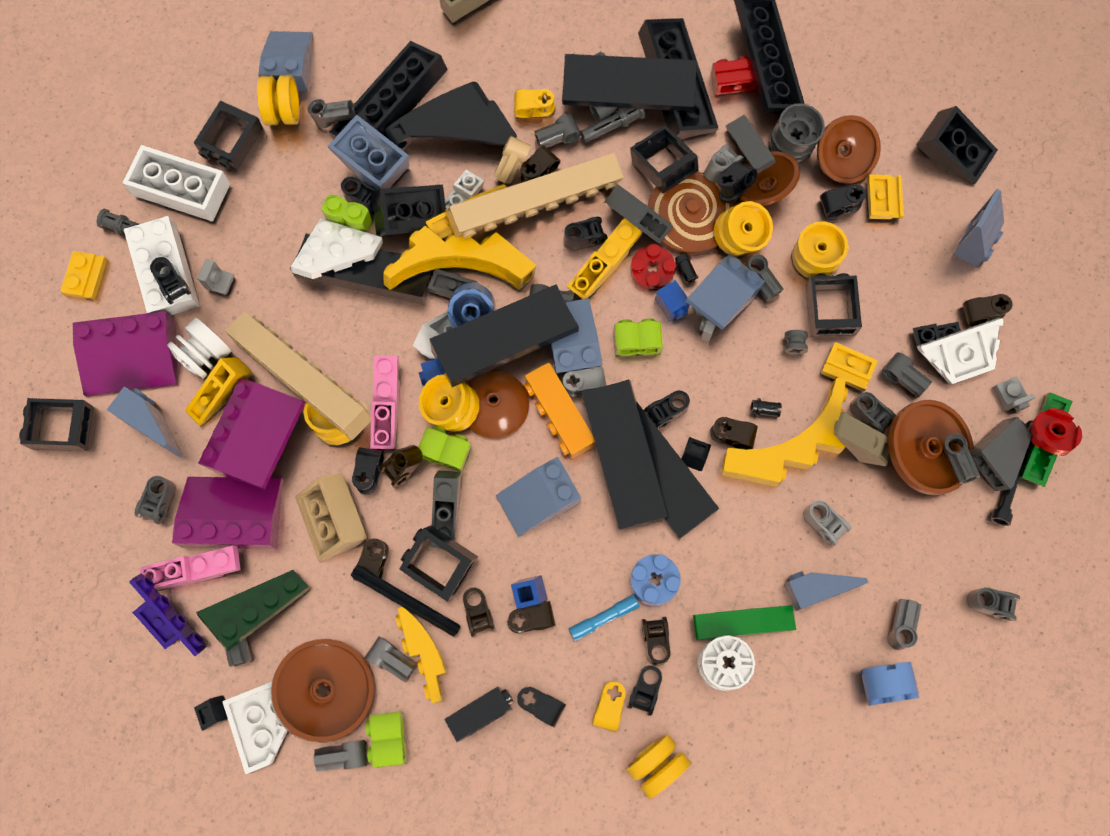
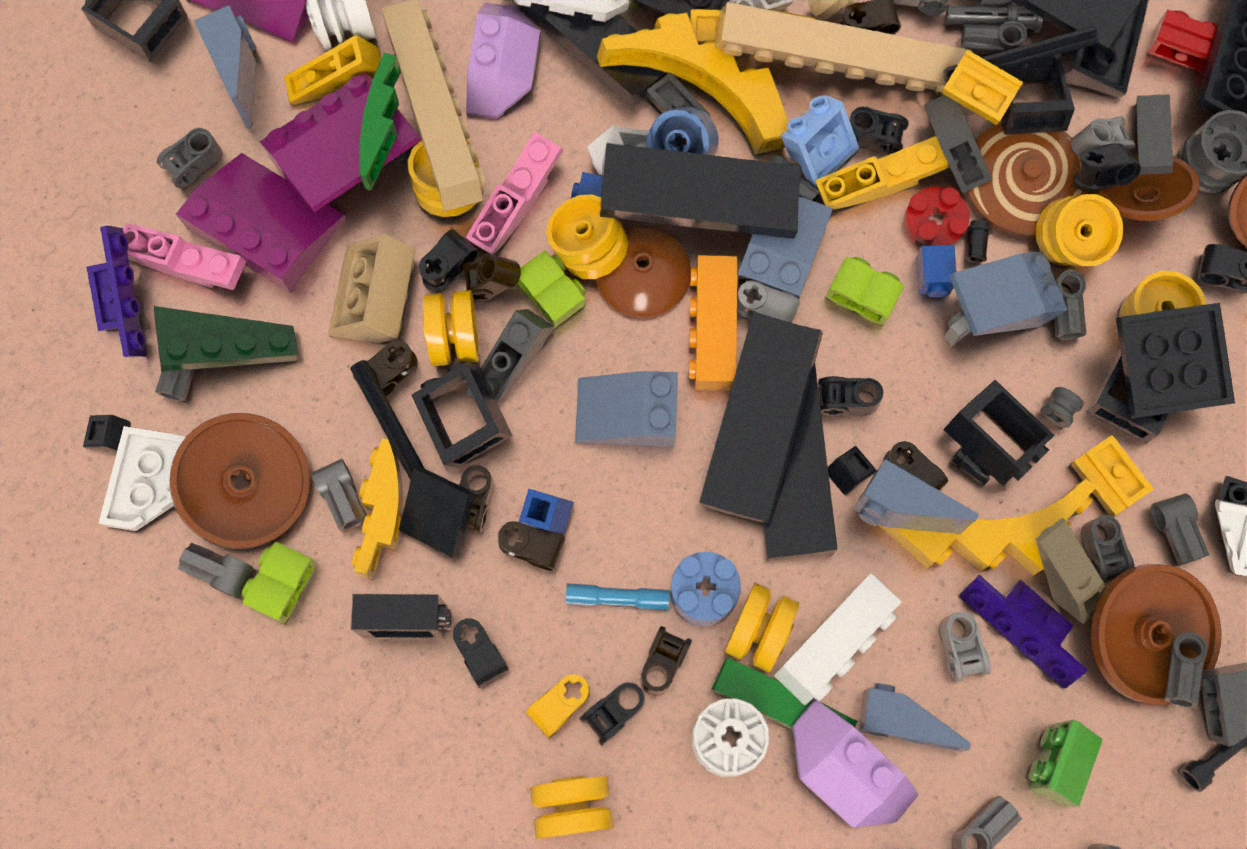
camera: 30 degrees right, 0 degrees up
(275, 412) = (378, 128): none -> green slope
(322, 320) = (500, 60): none -> lavender wedge
(398, 512) = (447, 328): none -> yellow wheel
(461, 633) = (436, 511): none -> black tile
(555, 259) = (820, 138): none -> light blue plate
(619, 138) = (991, 39): none -> dark grey piece
(635, 173) = (982, 87): none -> yellow plate
(645, 140) = (1038, 50): none -> black axle
(704, 583) = (764, 628): none -> yellow wheel
(741, 456) = (906, 502): none -> sand blue slope
(753, 563) = (838, 639): none -> white brick
(773, 366) = (1010, 416): none -> black window
(805, 638) = (848, 770): none -> lavender wedge
(846, 277) = (1175, 360): none -> black plate
(855, 485) = (1029, 625): none -> dark purple bracket
(925, 556) = (1065, 762): none -> bright green slope

